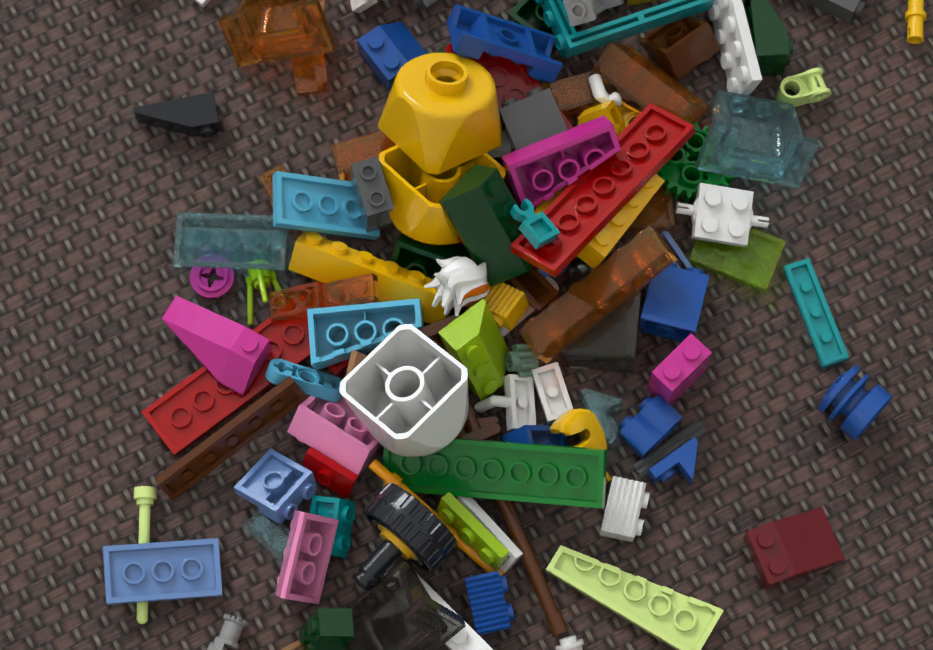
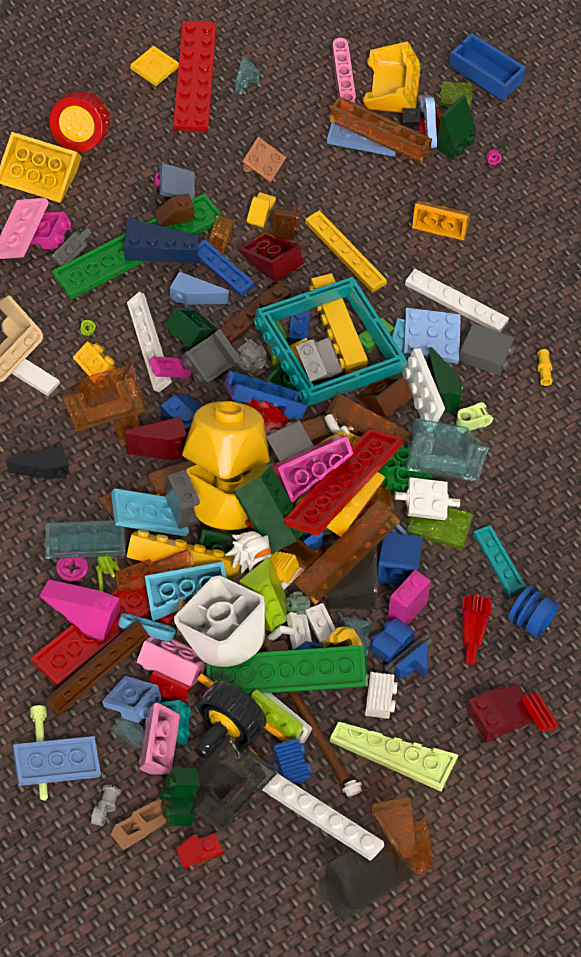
camera: 10 degrees left, 15 degrees down
(348, 93) = (157, 440): none -> dark red slope
(534, 226) = (300, 503): teal plate -> none
(769, 412) = (475, 619): none -> red piece
(850, 552) = (539, 712): none -> red tile

